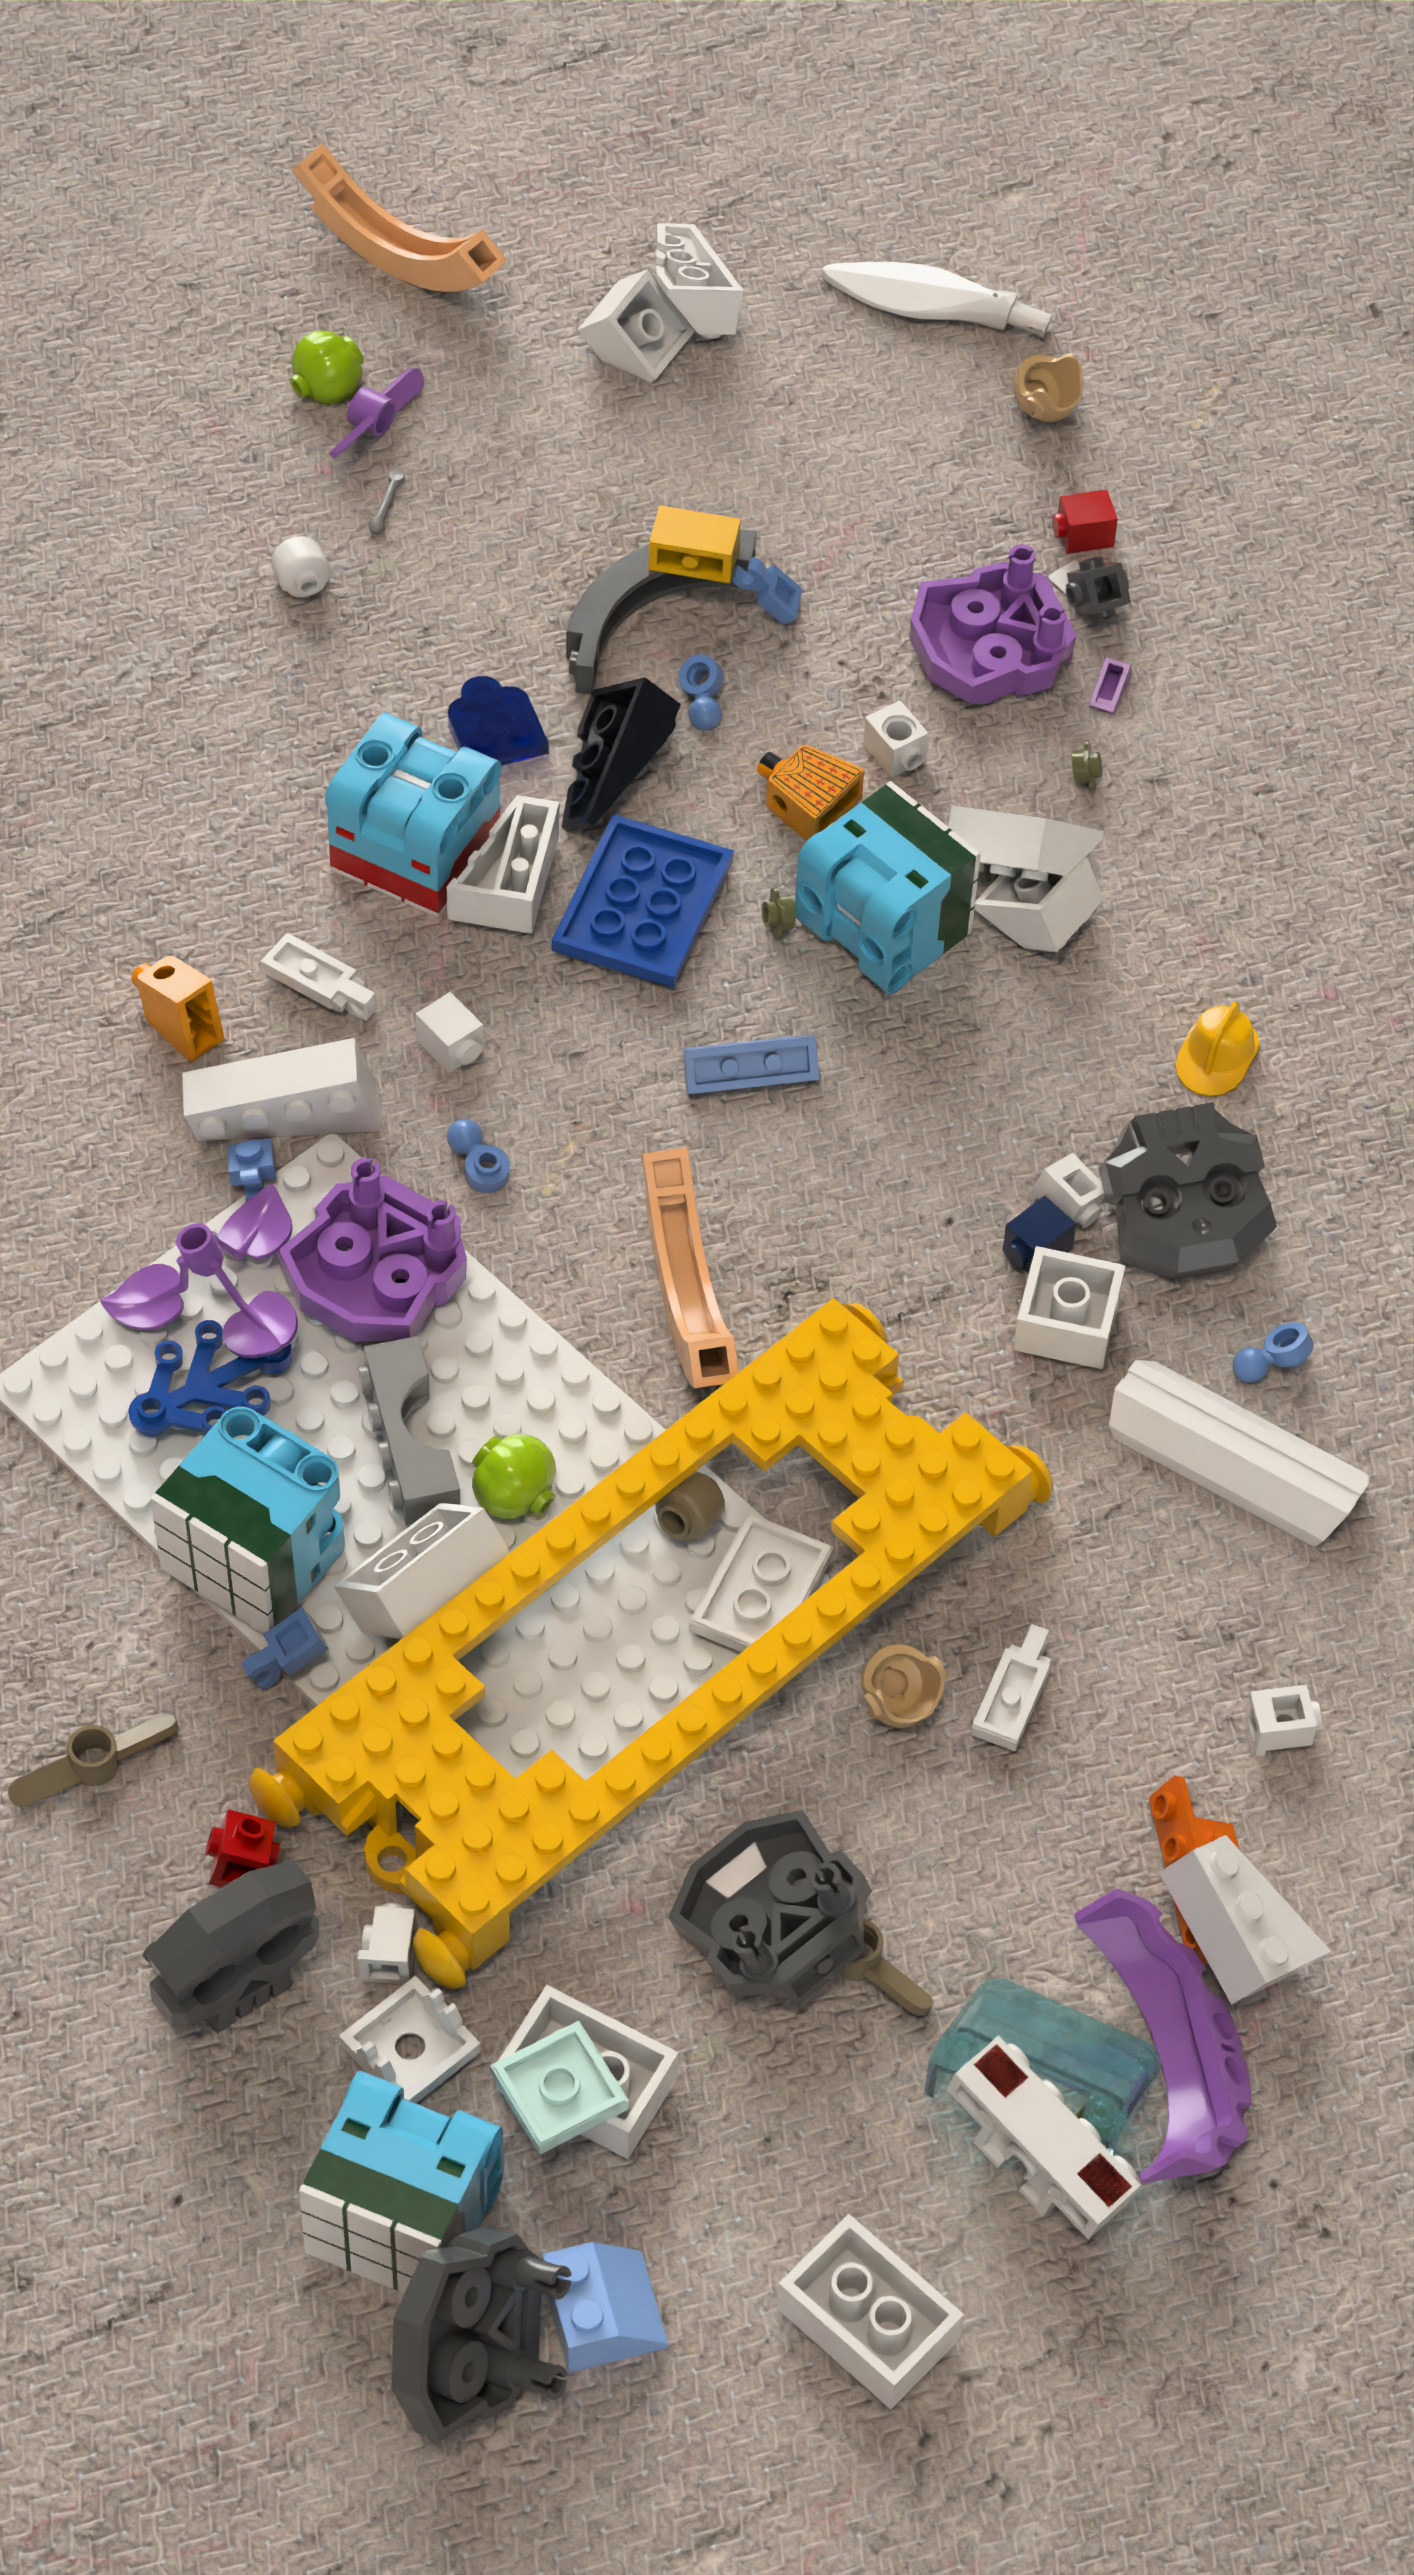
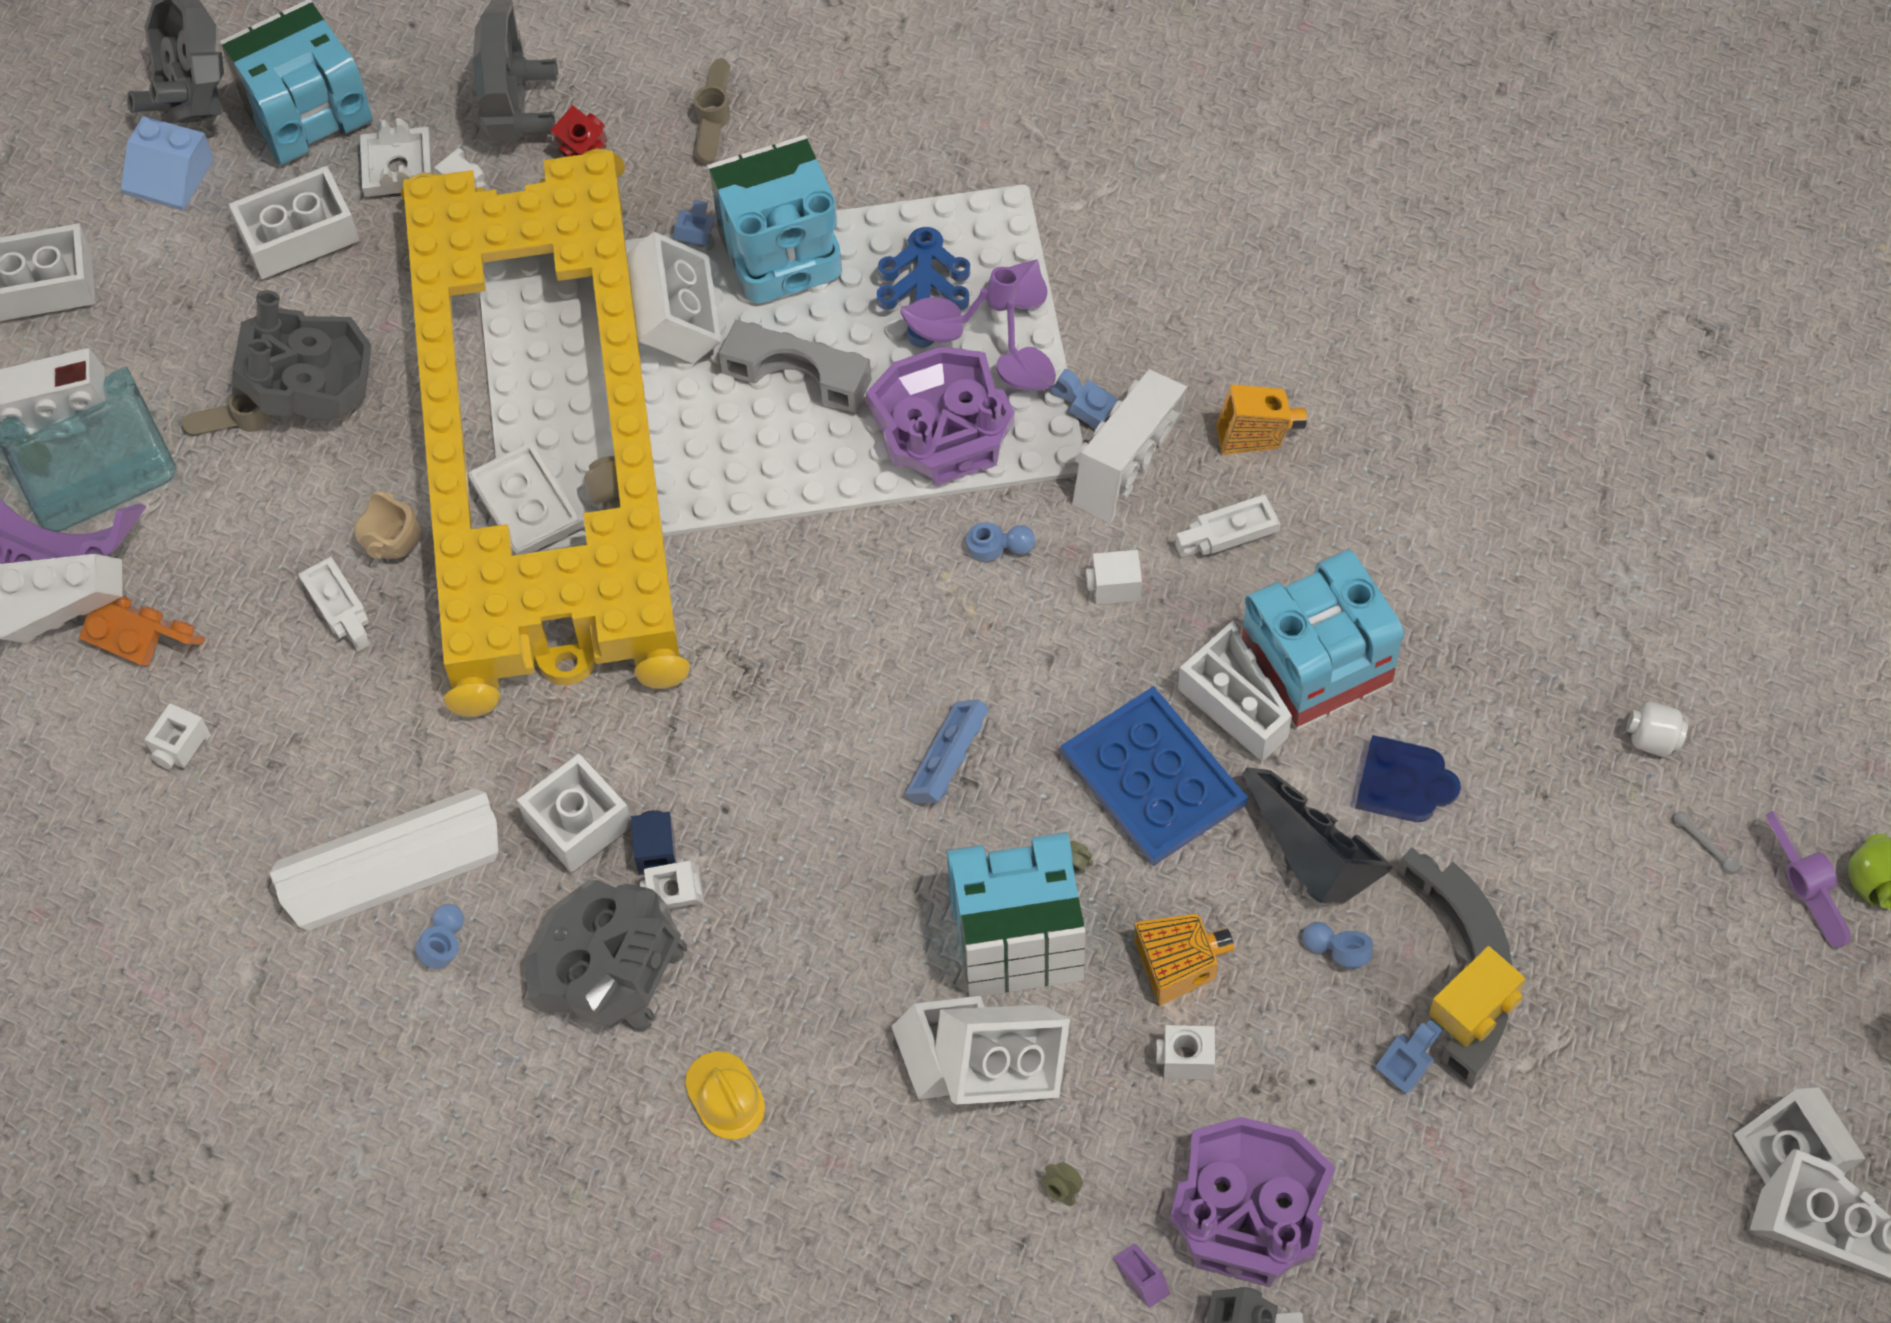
camera: 130 degrees right, 5 degrees up
(514, 1476) = (713, 401): lime plant -> none
(559, 2087) = (281, 181): light aqua tile -> none
(694, 1319) = (773, 591): light nougat arch -> none

